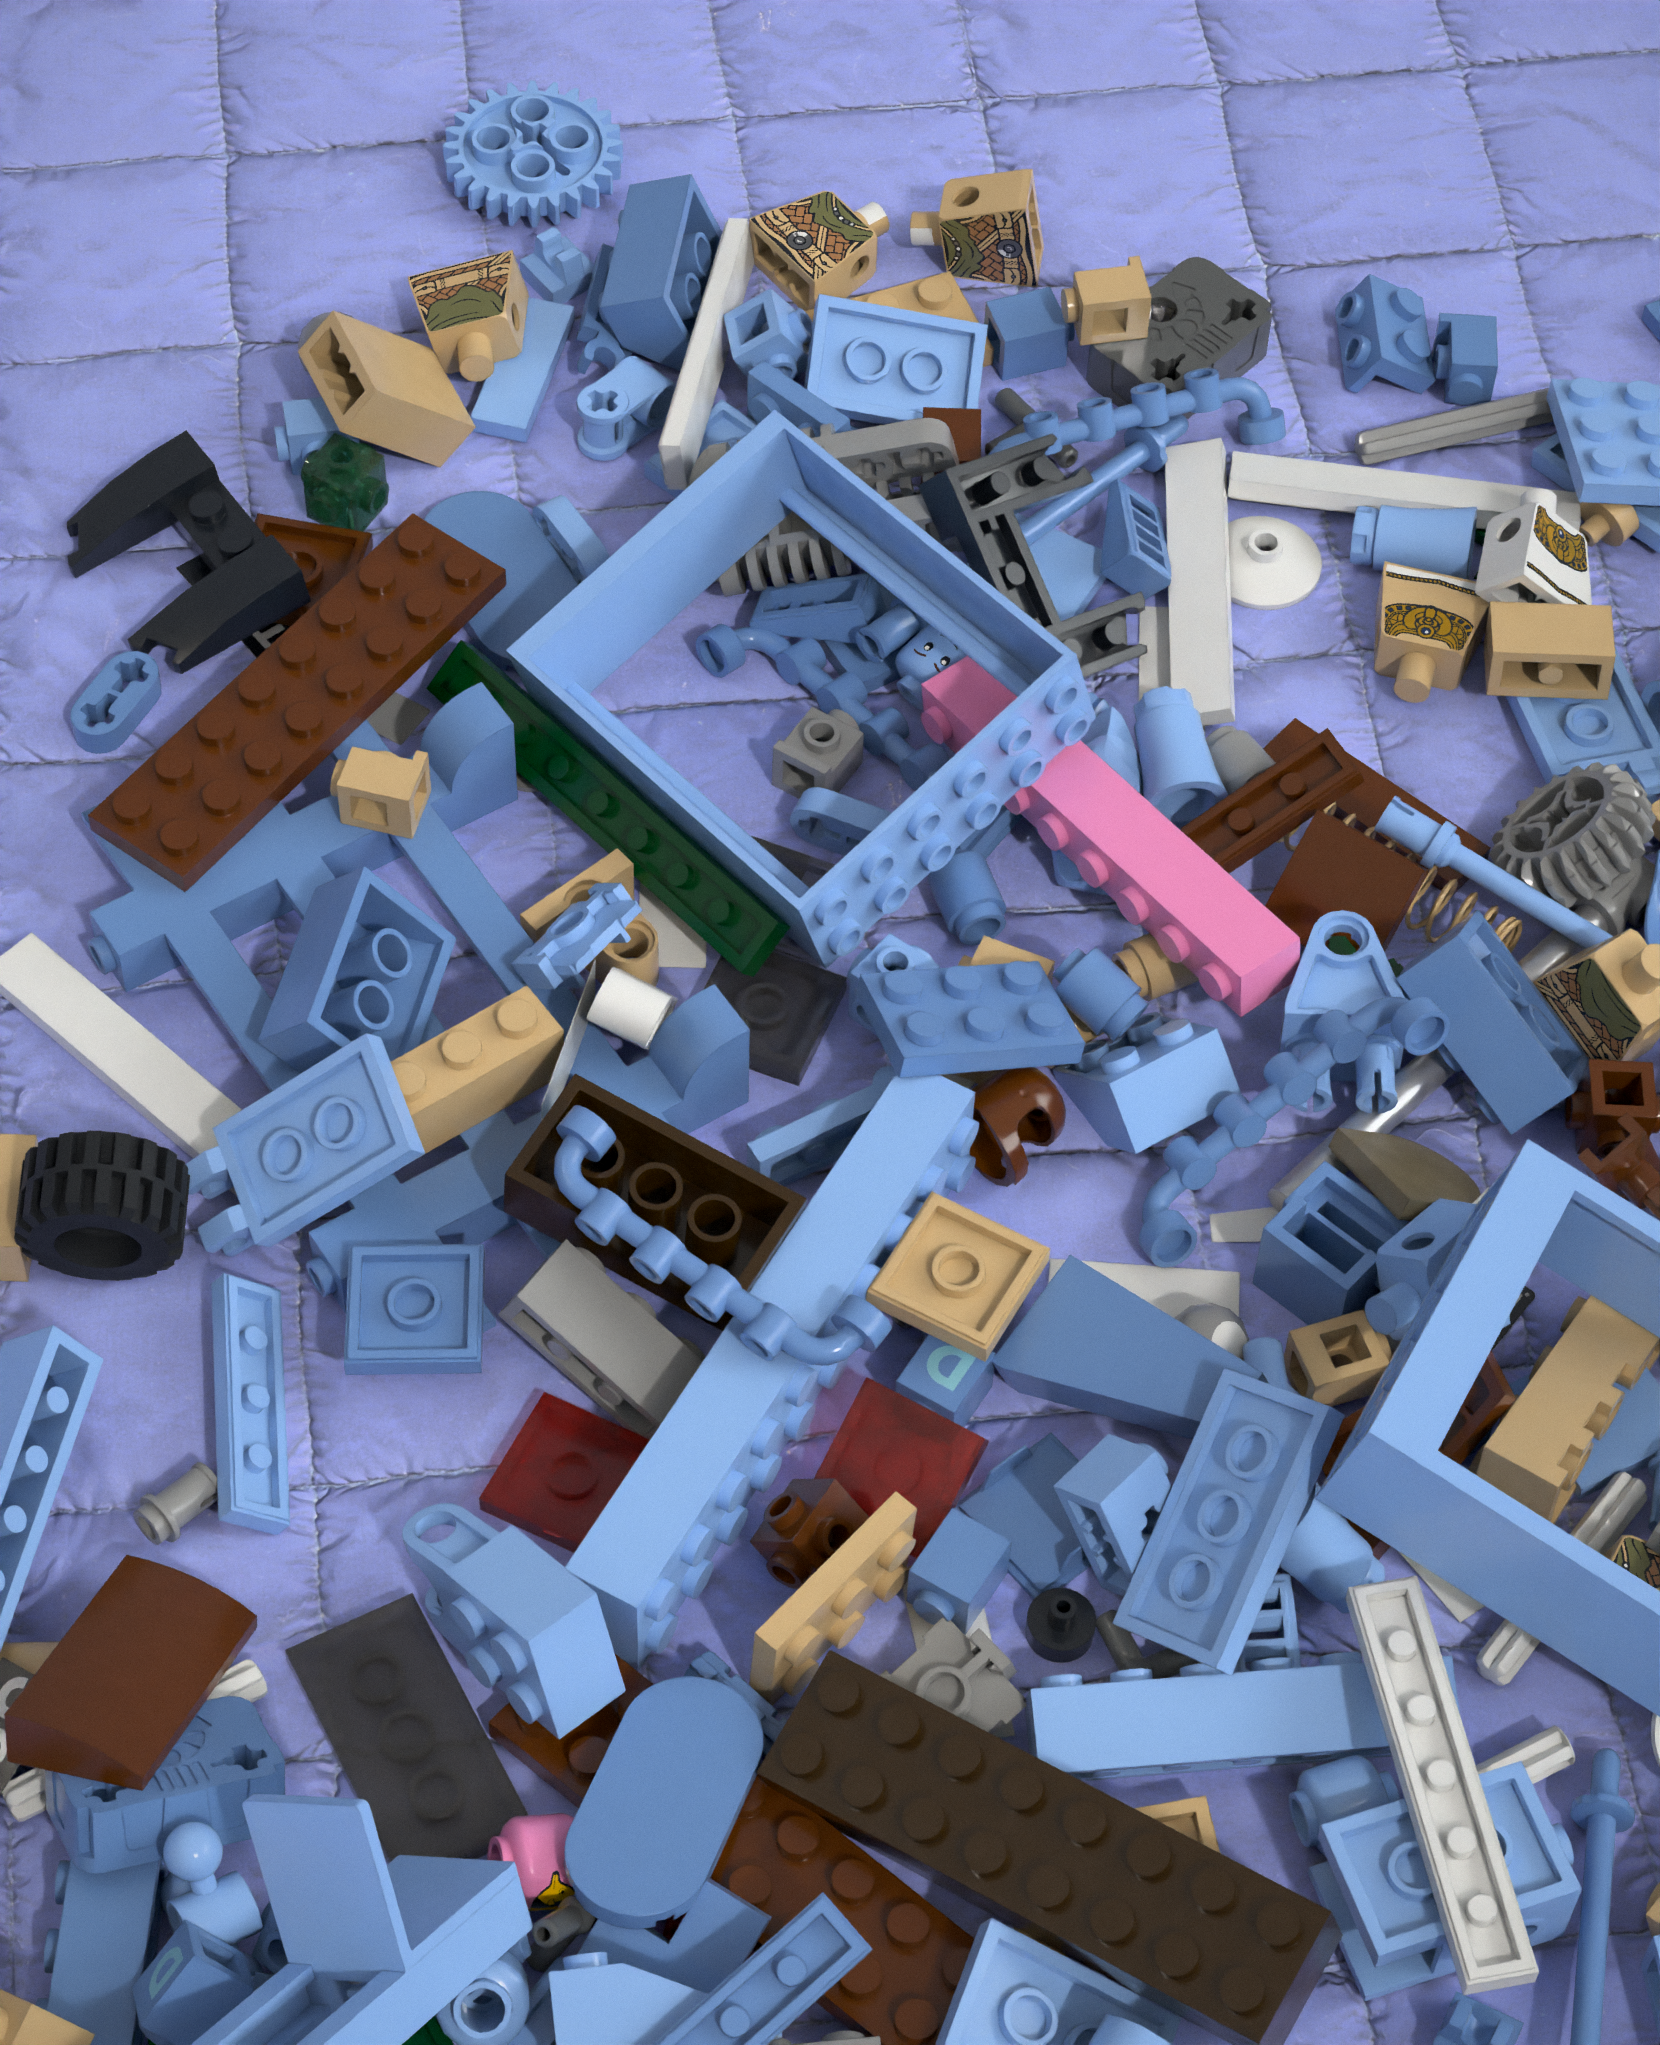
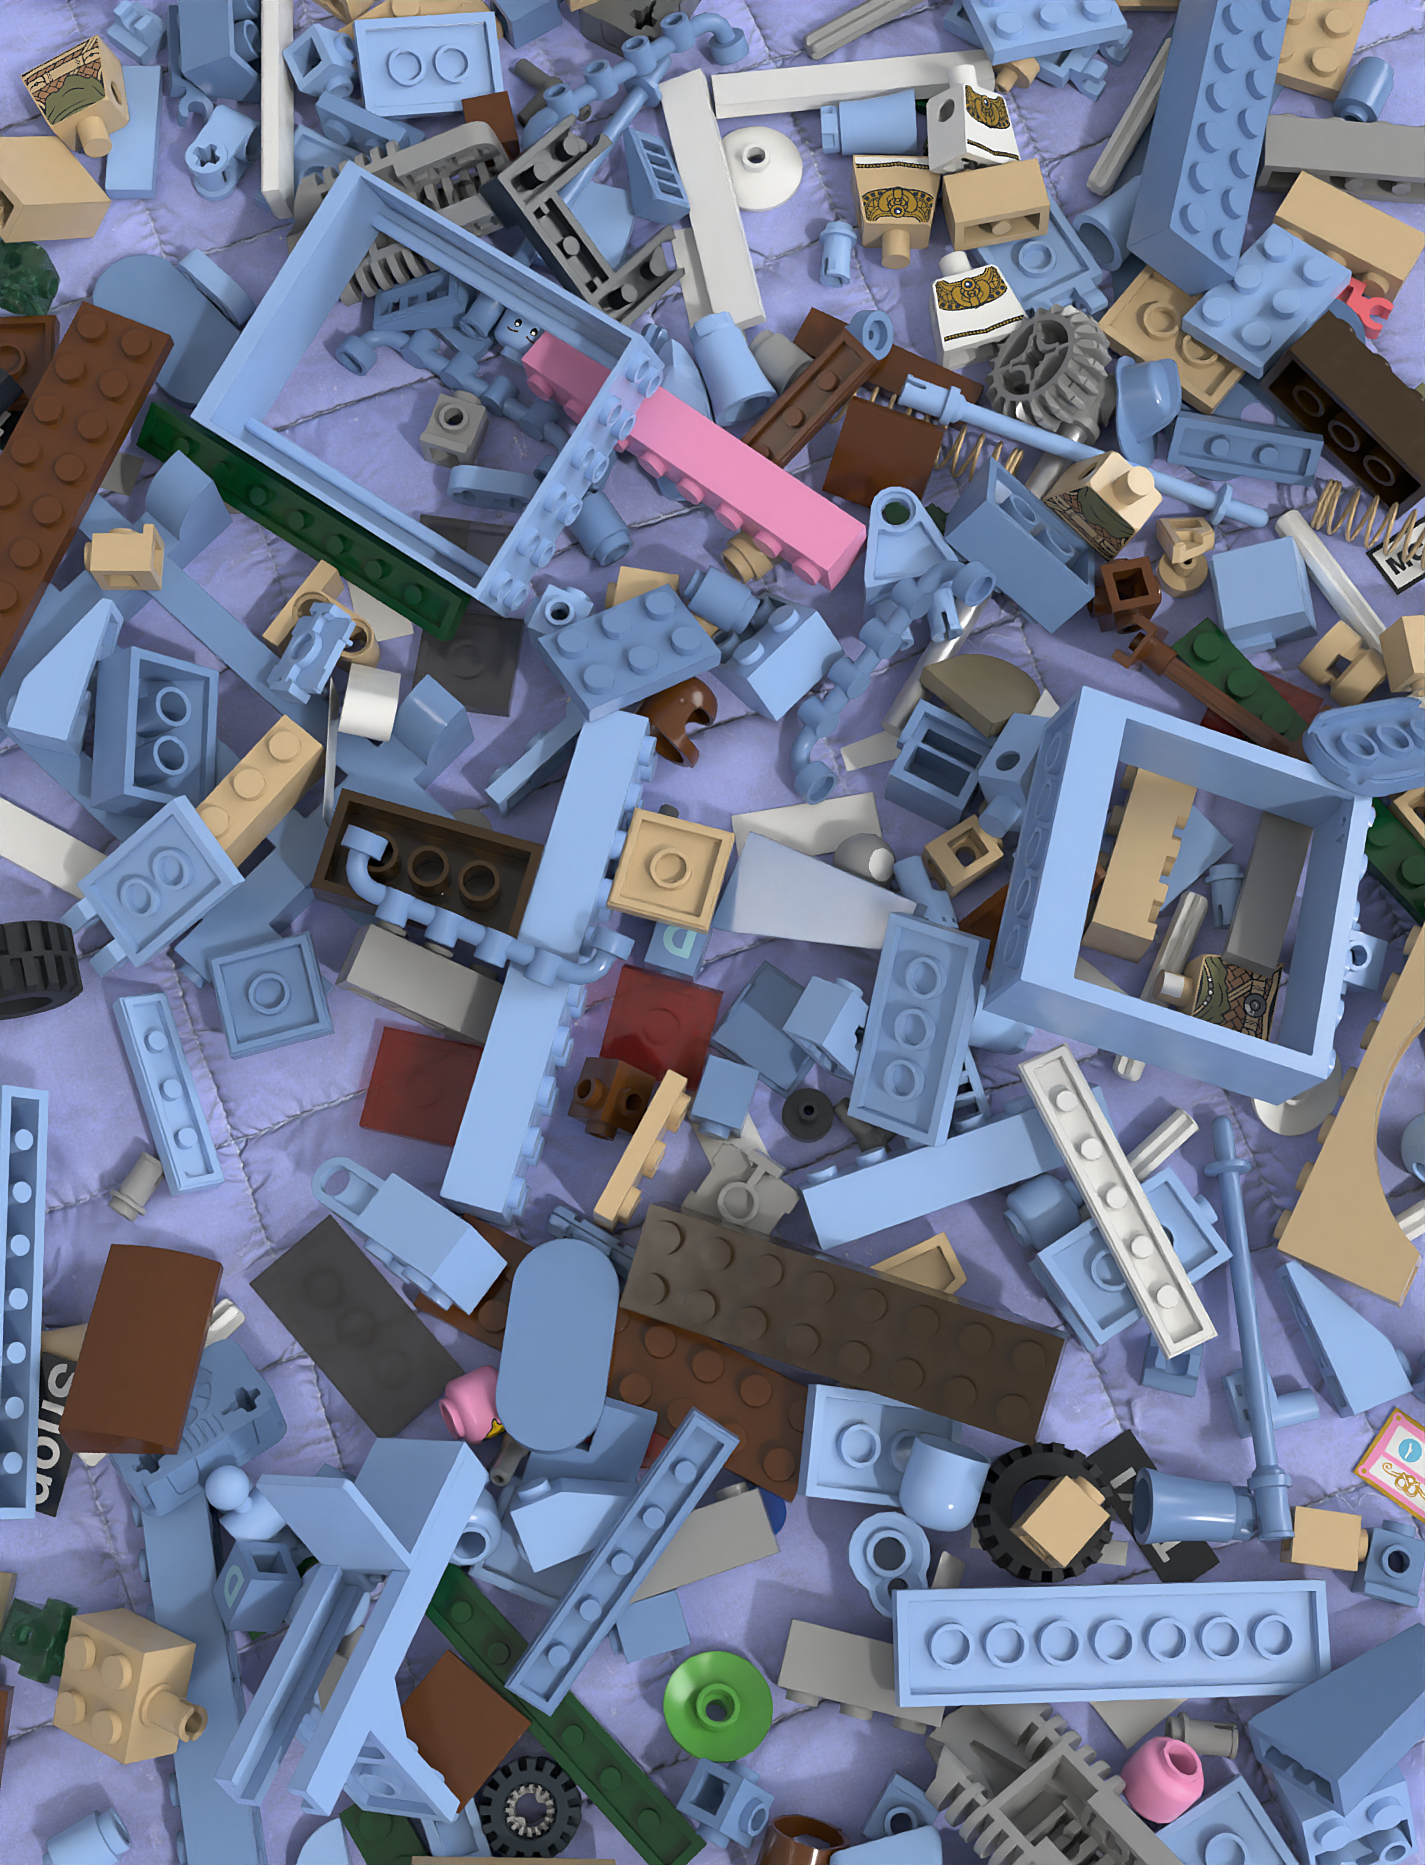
camera: 10 degrees left, 20 degrees up
(258, 912) = (62, 688): none -> light blue slope
(1344, 657) = (837, 249): none -> light blue pin
(1367, 749) = (873, 331): none -> medium blue tile
(1491, 762) = (971, 312): none -> white torso

